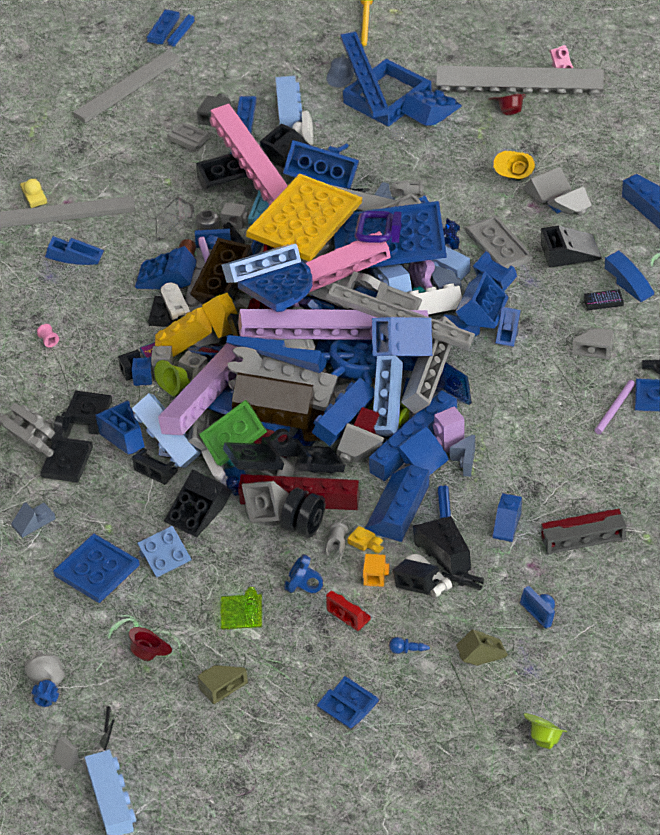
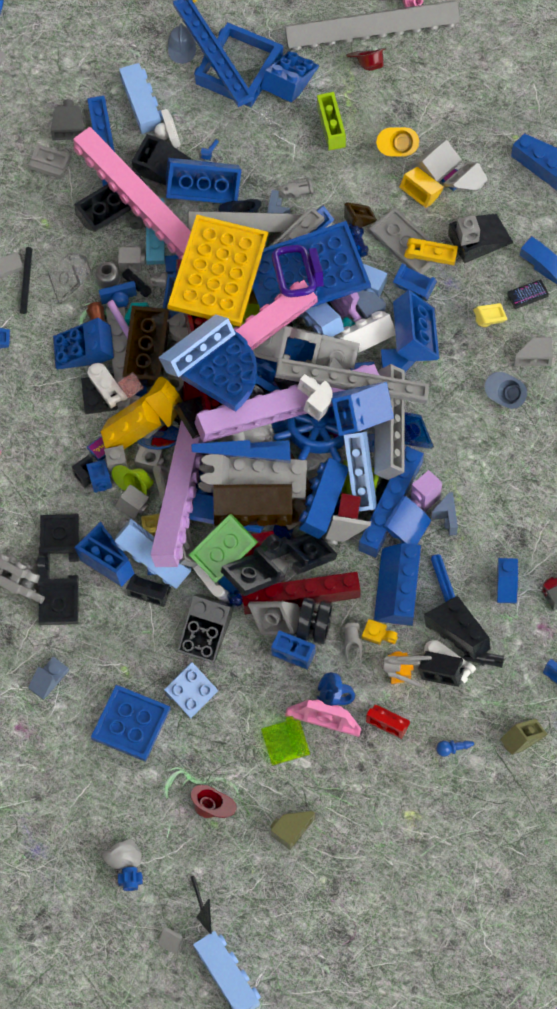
camera: 15 degrees left, 20 degrees up
(133, 218) = (26, 280): none -> black bar
(165, 391) = (132, 502): none -> light grey brick
(195, 299) = (131, 385): none -> clear red tile
(274, 534) = (293, 650): none -> blue brick
(287, 592) = (324, 715): none -> bright pink wing
(348, 702) = (416, 821): blue slope -> none
(359, 318) = (319, 396): none -> white brick
(368, 558) = (393, 664): none -> light grey plant
(457, 142) = (331, 121): none -> lime brick
(459, 213) = (358, 215): none -> dark brown slope
(508, 326) = (447, 349): blue slope -> none
(518, 250) = (431, 251): none -> yellow plate
(526, 203) = (421, 186): none -> yellow brick
(555, 231) = (468, 230): none -> light grey brick
(555, 365) = (506, 390): none -> sand blue piece
(557, 306) = (489, 315): none -> light yellow tile

